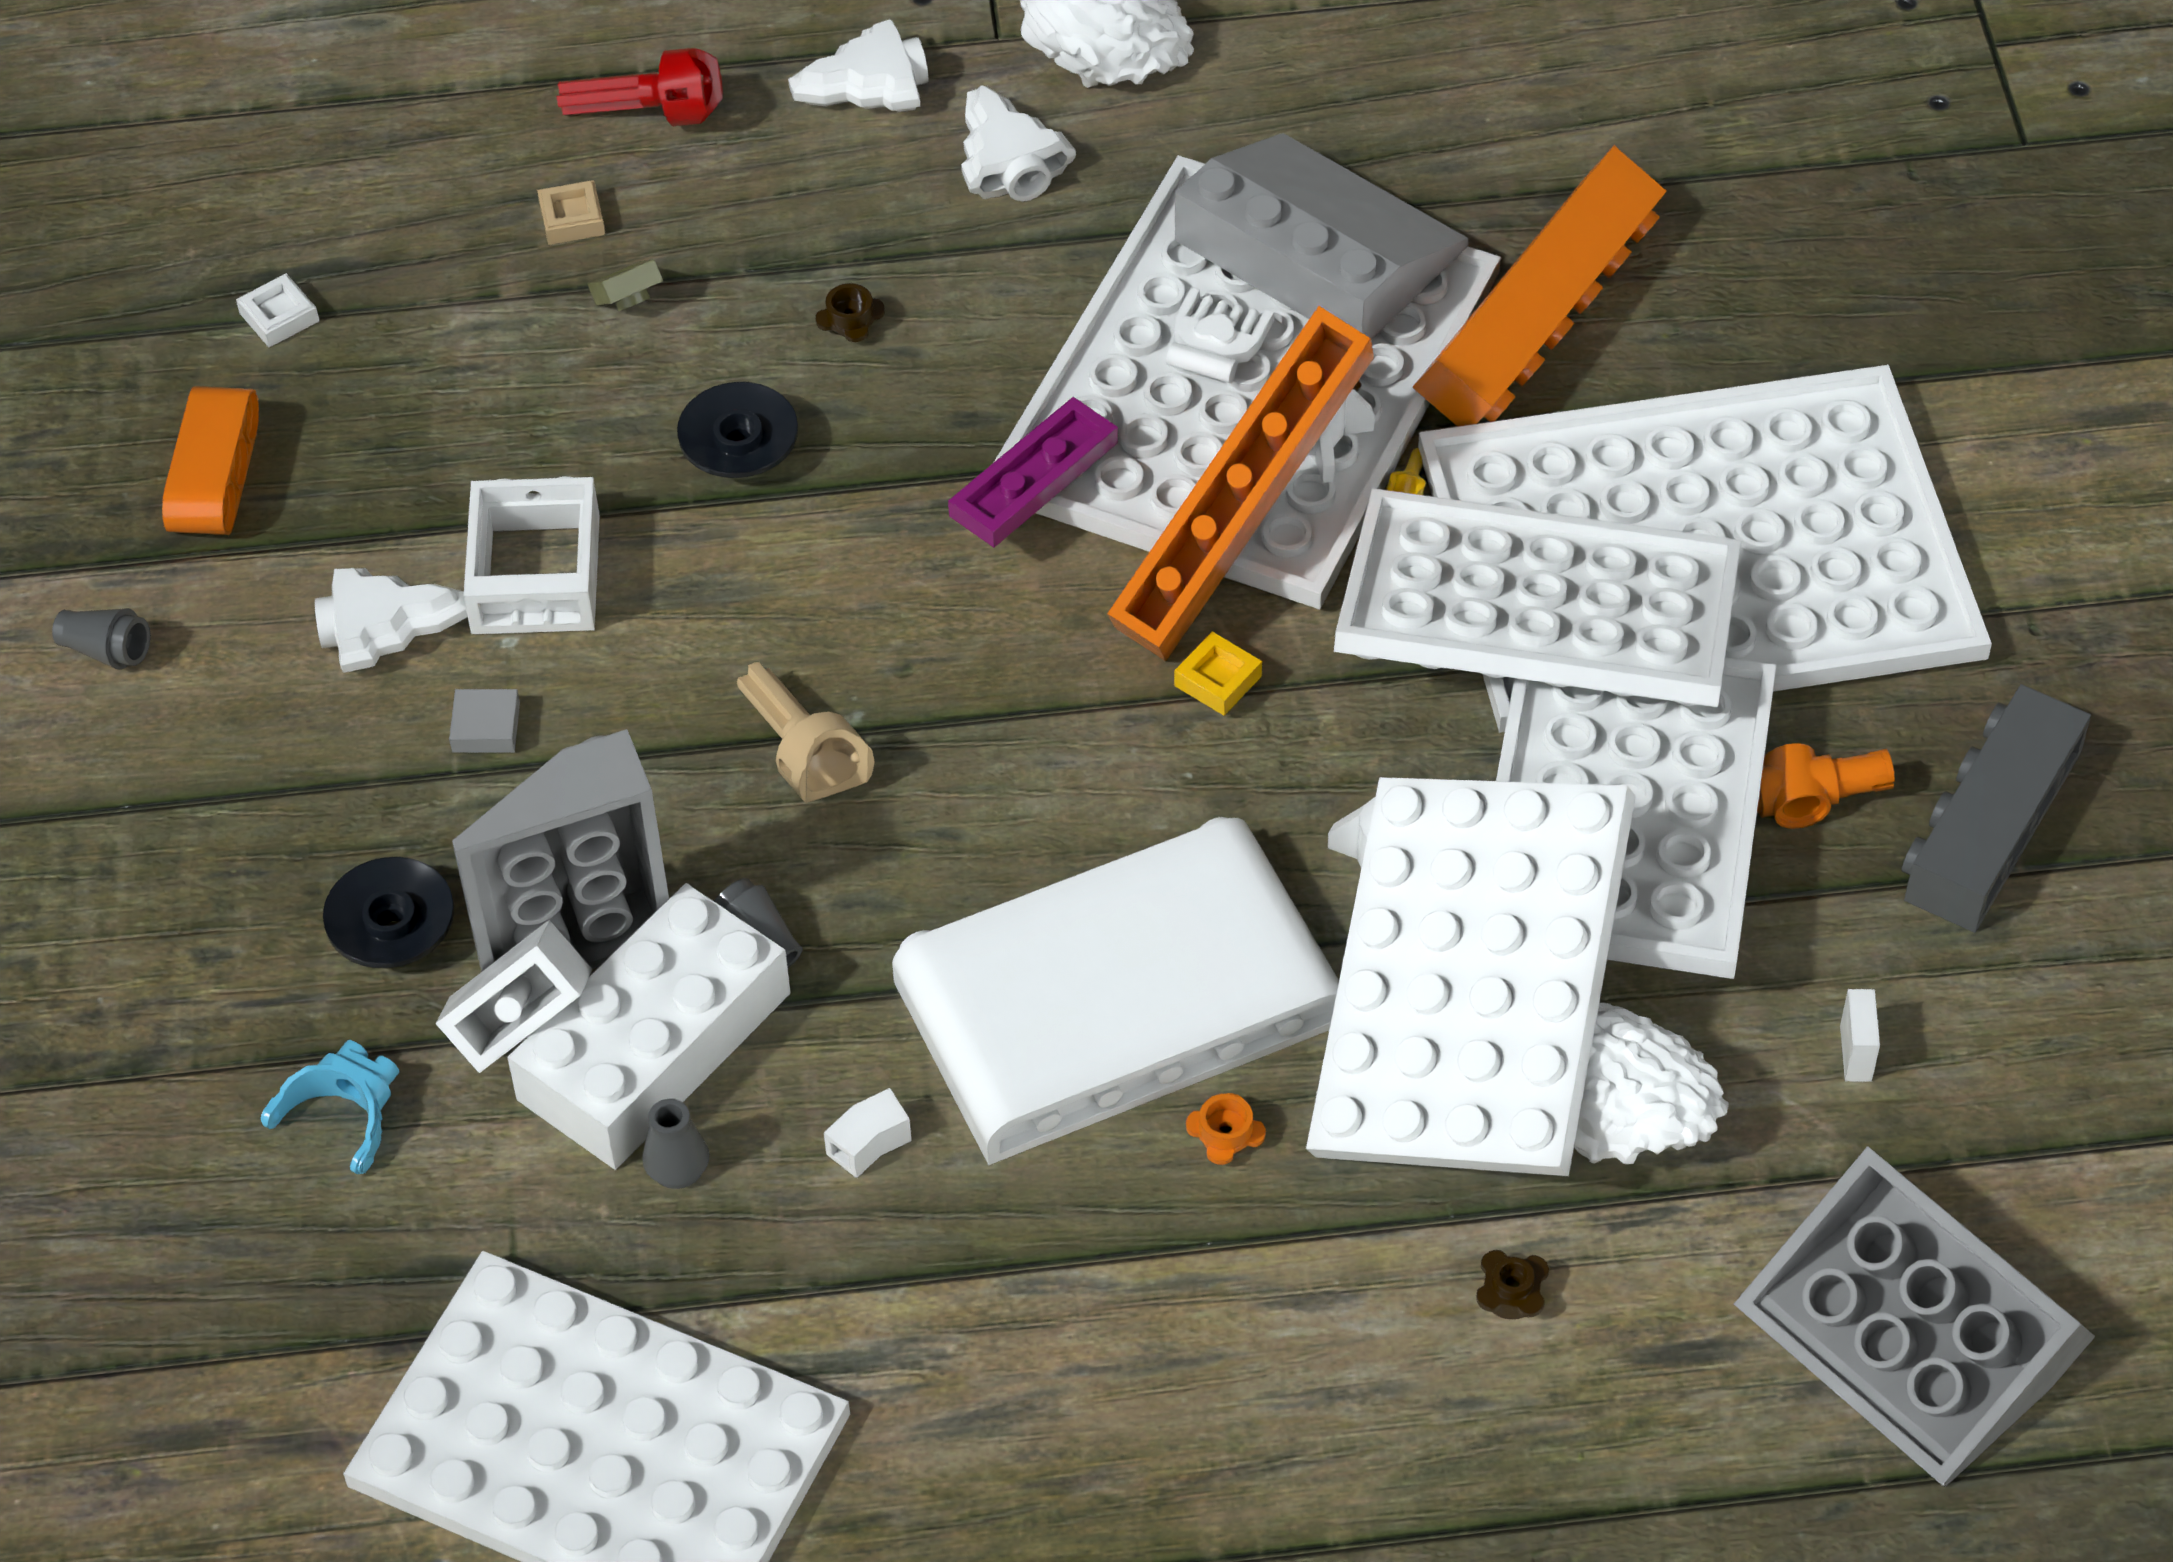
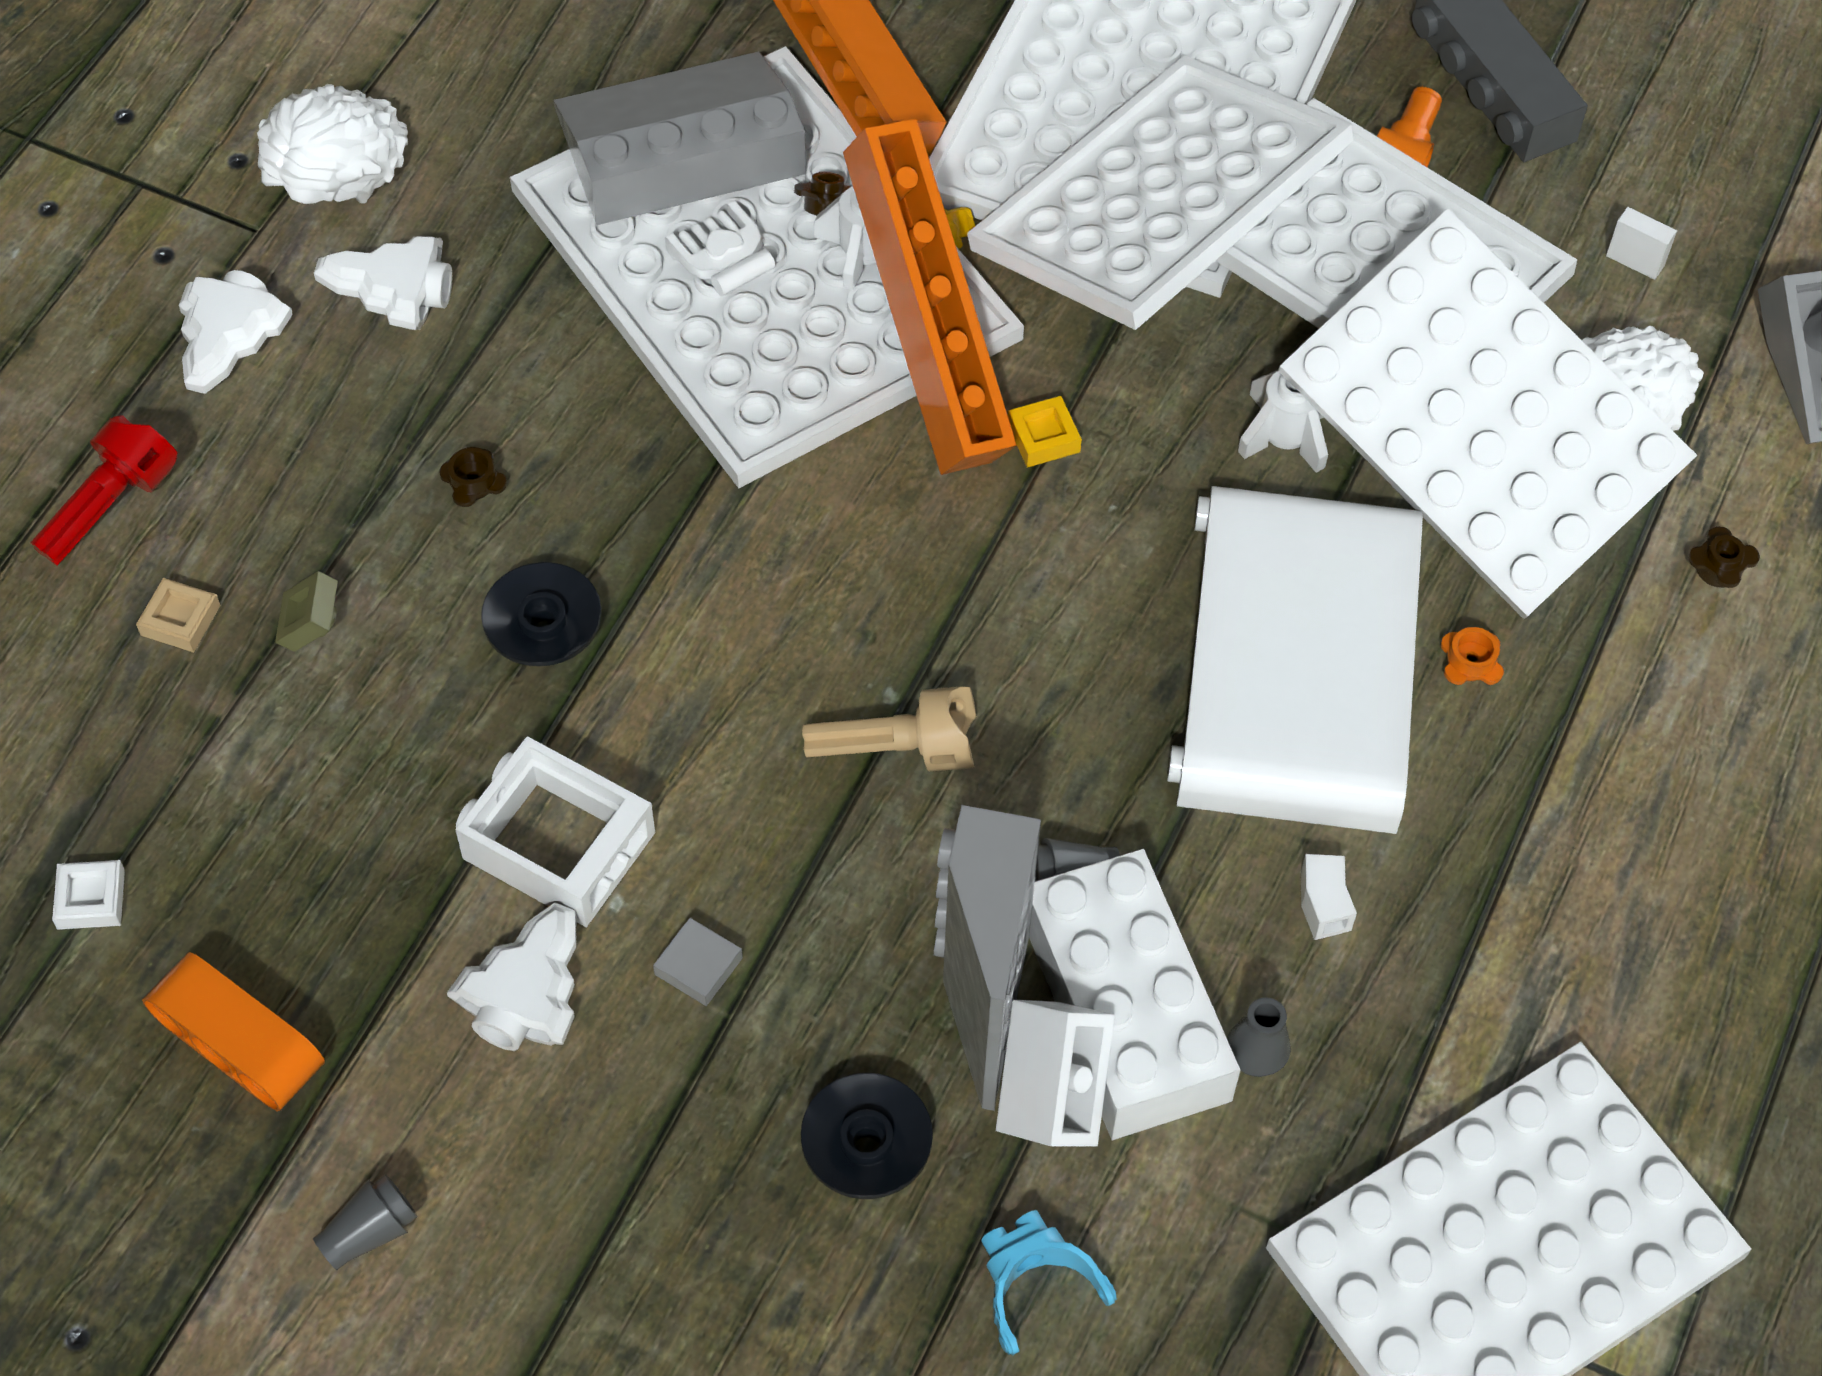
camera: 60 degrees left, 5 degrees up
(1033, 472) = (772, 433): magenta plate -> none

